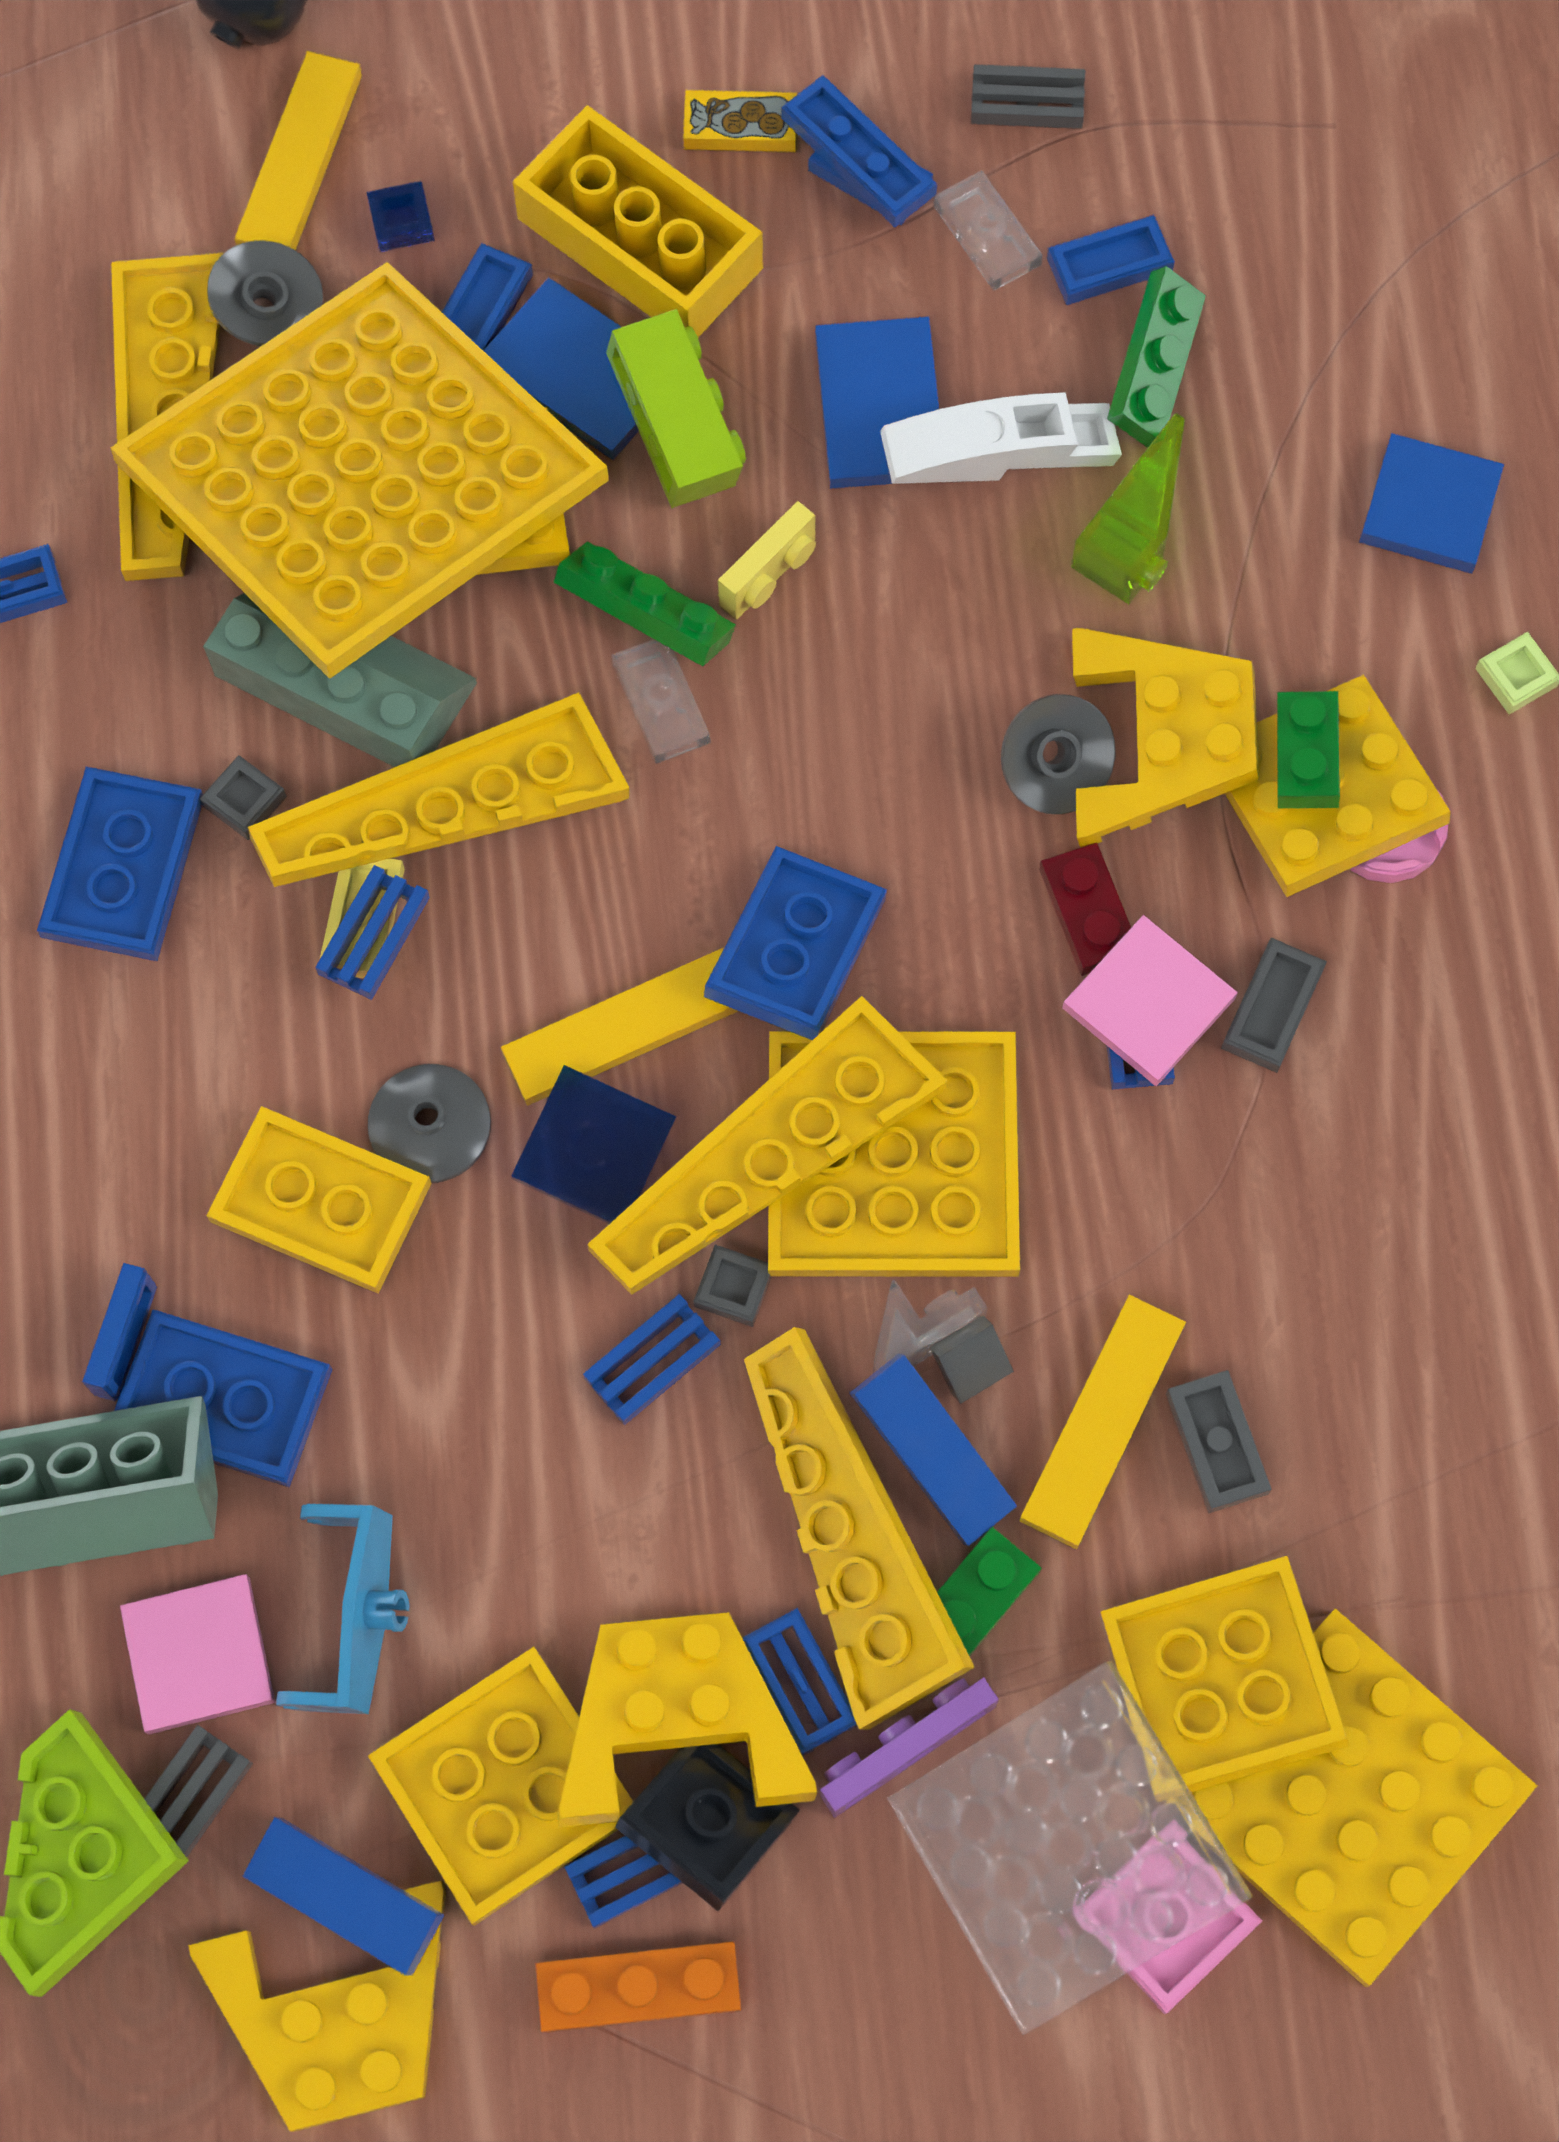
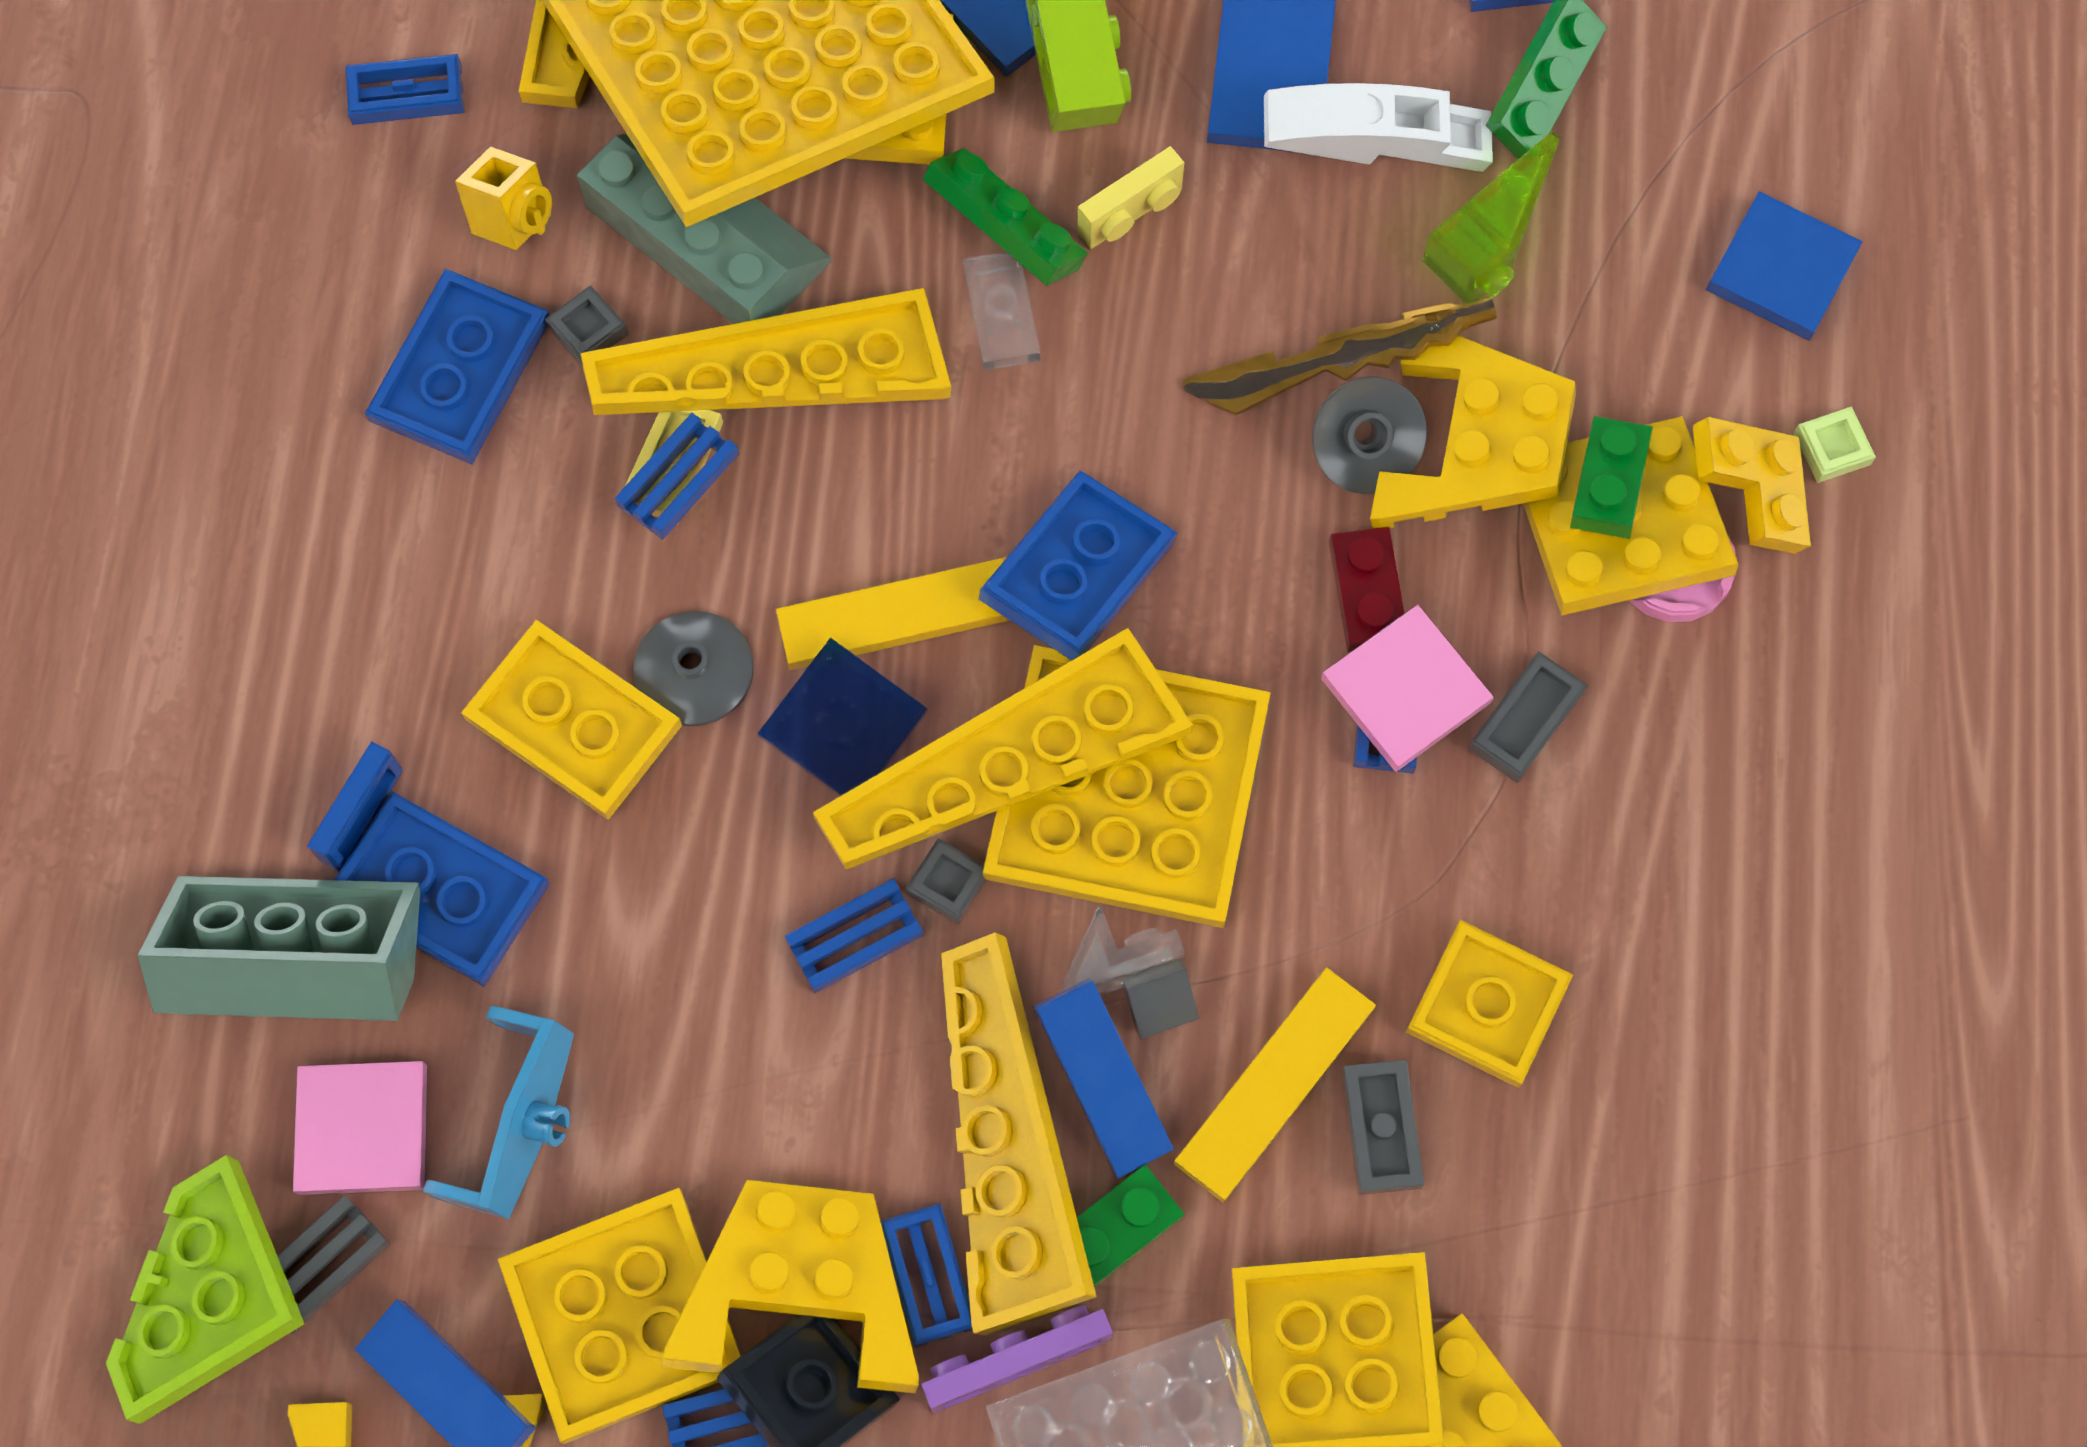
camera: 10 degrees right, 0 degrees up
(133, 684) = (504, 198): none -> yellow brick
(1012, 677) = (1341, 353): none -> pearl gold sword
(1297, 1297) = (1489, 1003): none -> yellow plate
(1457, 711) = (1767, 470): none -> yellow plate

